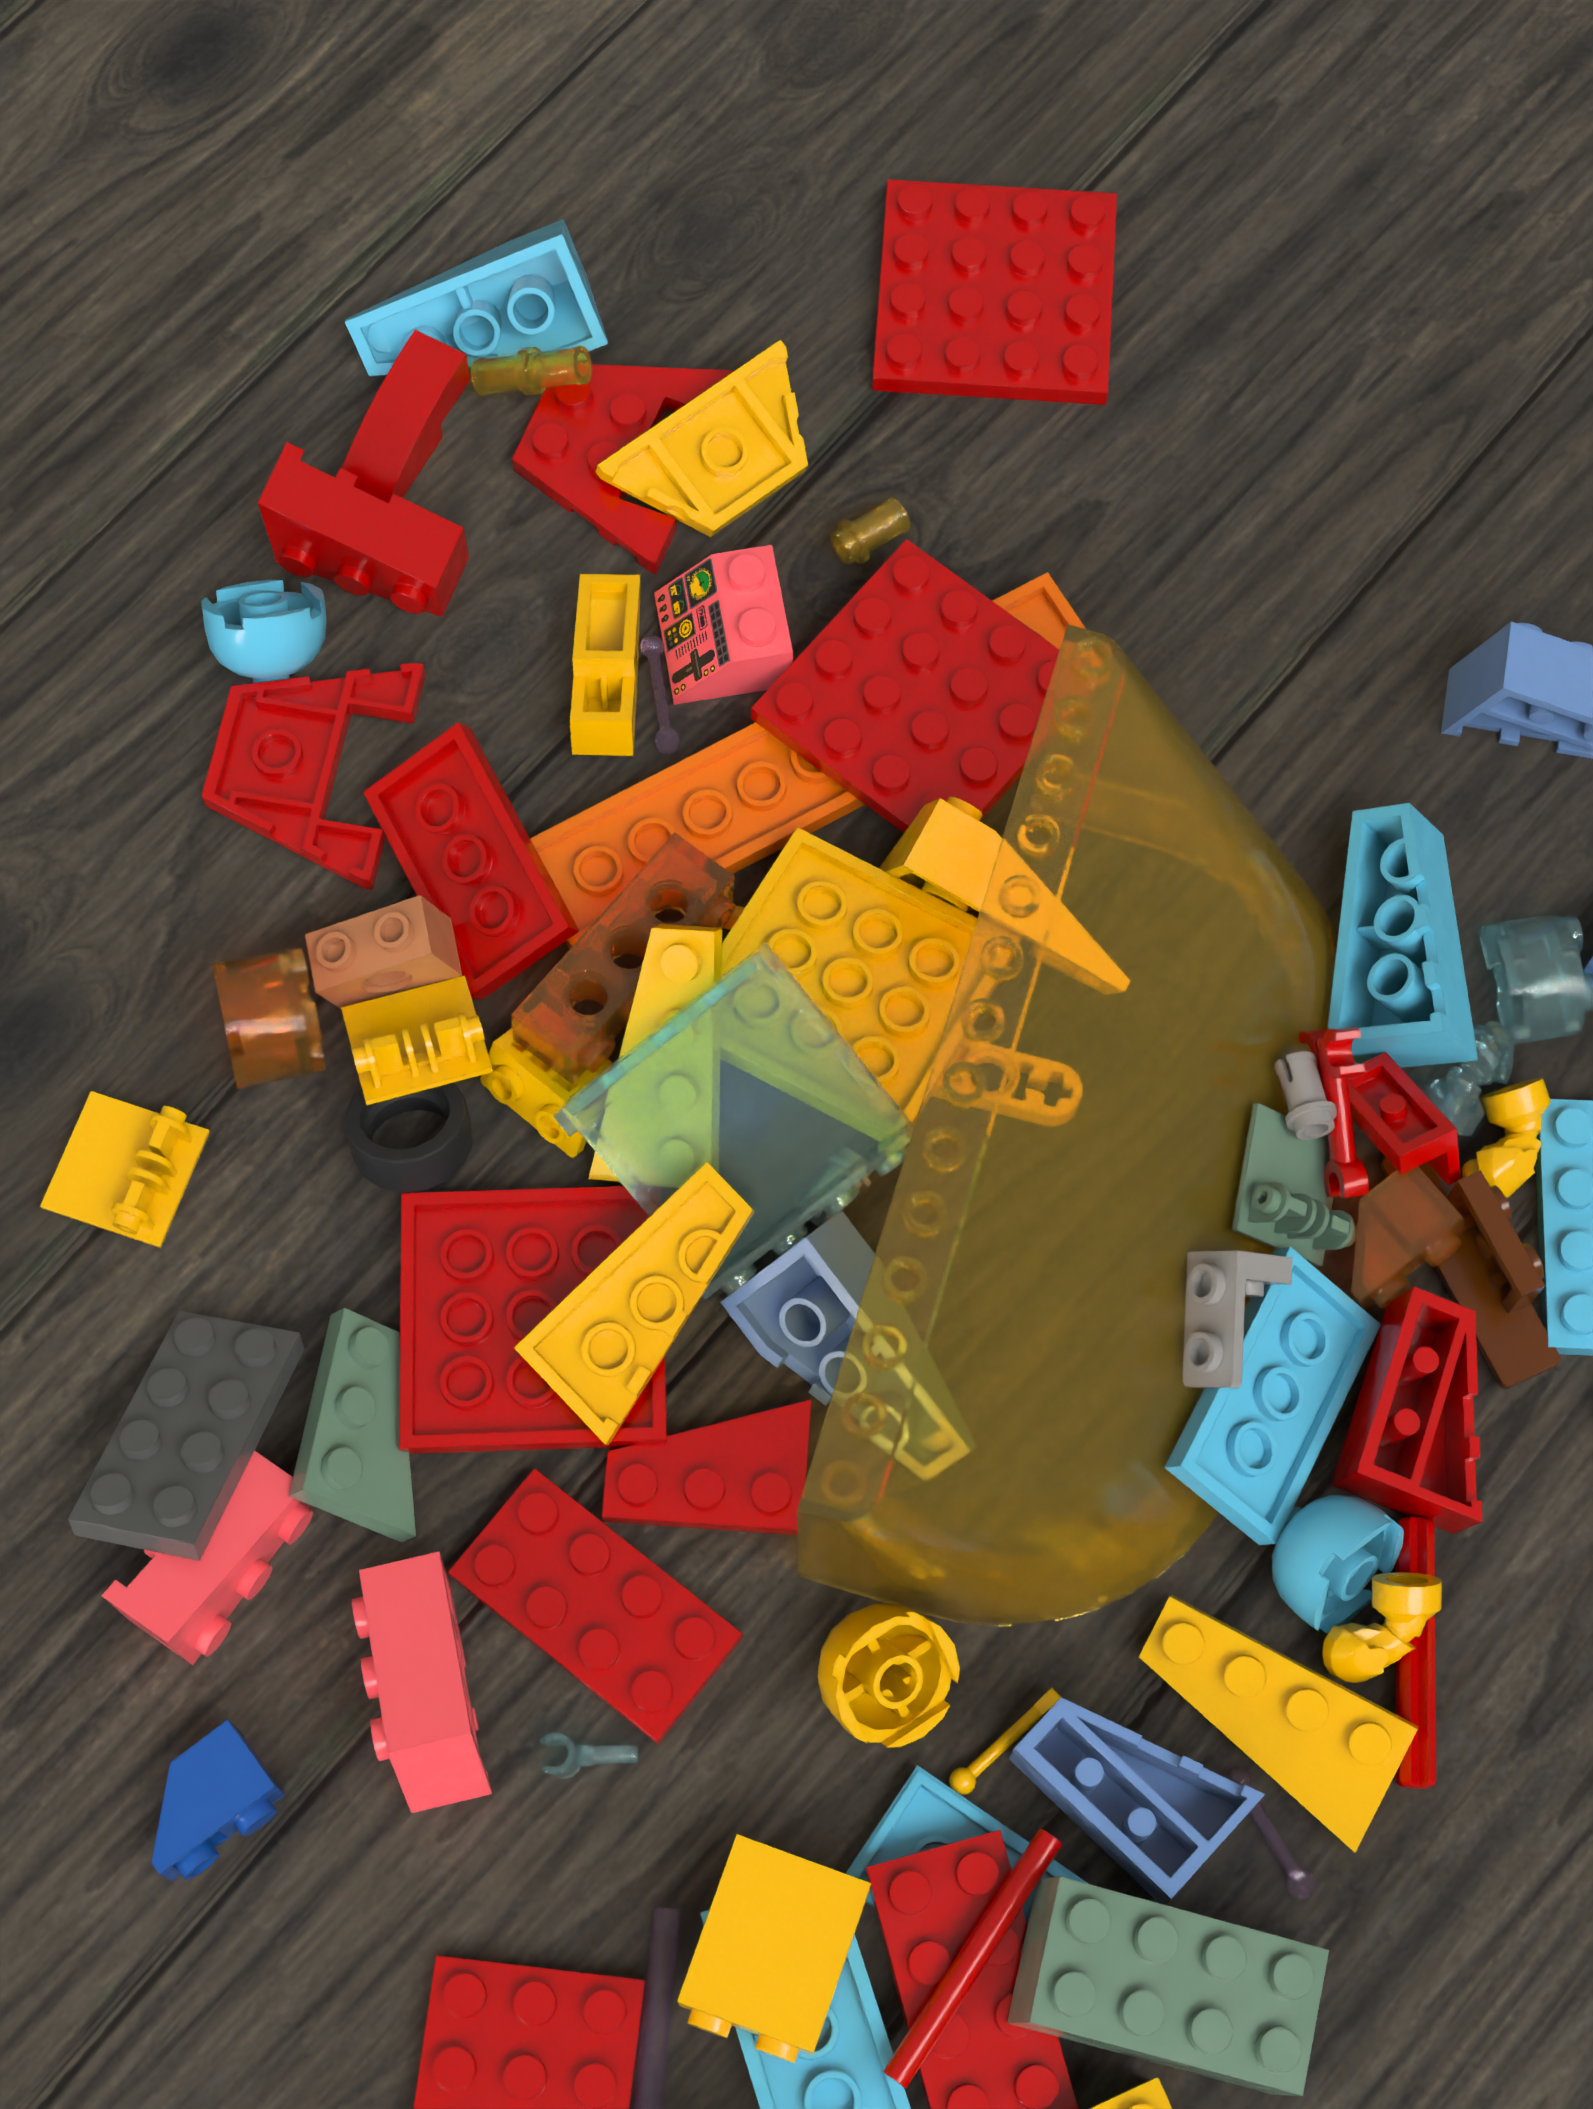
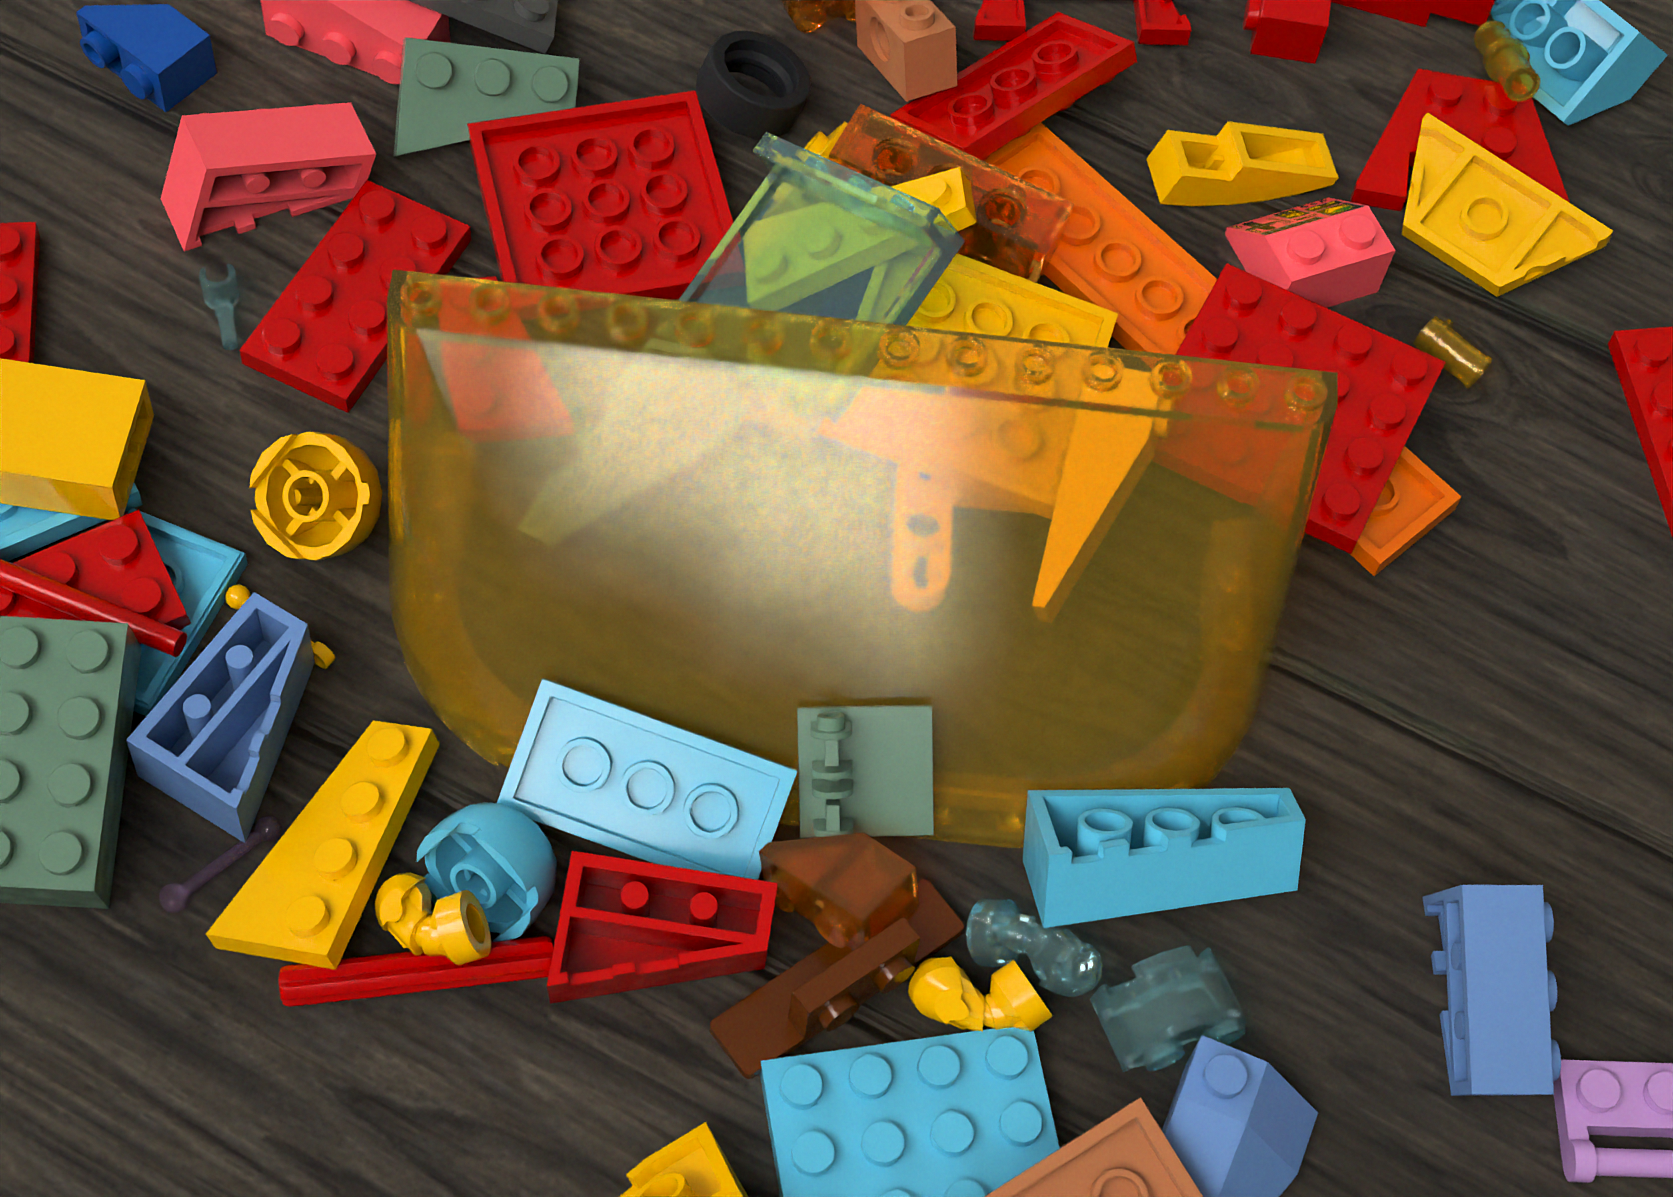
camera: 70 degrees right, 10 degrees down
(416, 1040) = (830, 65): yellow hinge -> none
(628, 1312) = (616, 247): yellow wing -> none
(666, 738) = (1186, 229): hinge -> none
(1216, 1309) = (749, 717): light grey bracket -> none
(1307, 1104) = (955, 757): light grey pin -> none
(1332, 1048) = (990, 780): red bar -> none
(1403, 1120) = (961, 861): red panel -> none

